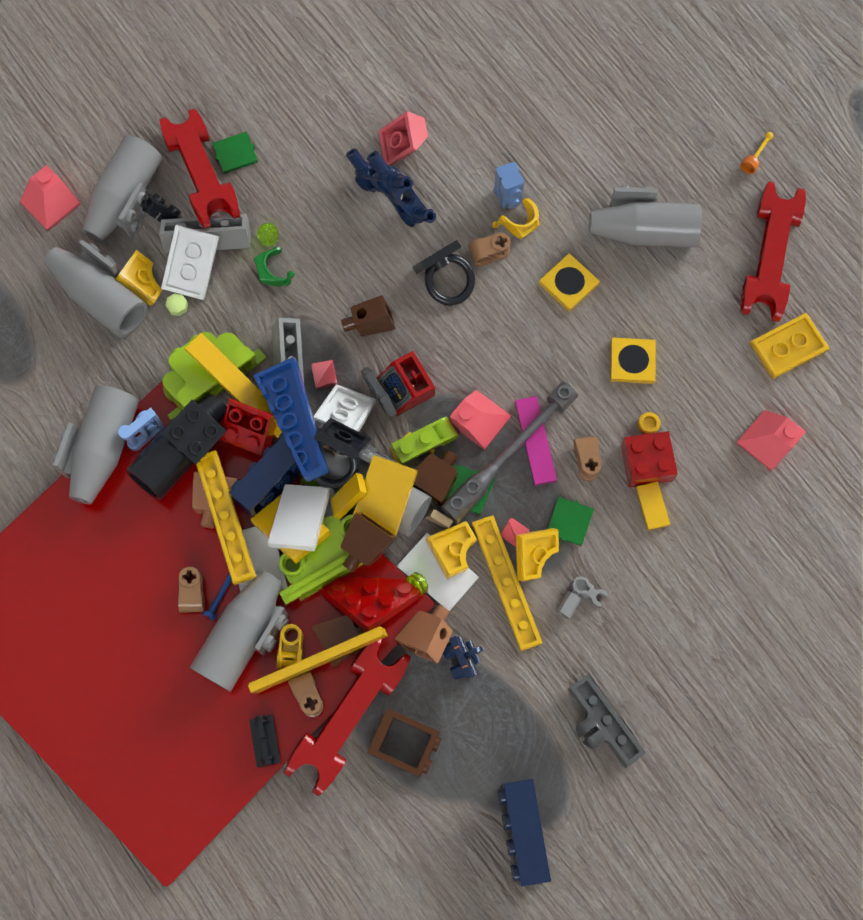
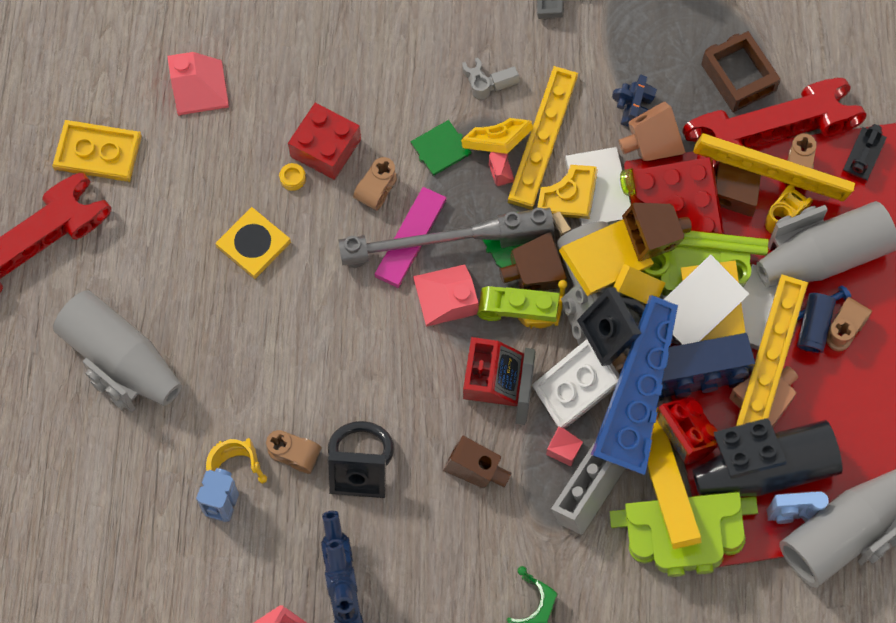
camera: 140 degrees left, 5 degrees down
(212, 572) = (816, 322): none -> dark blue pin
(569, 282) = (243, 362): yellow tile -> none
(652, 506) = (358, 101): yellow tile -> none

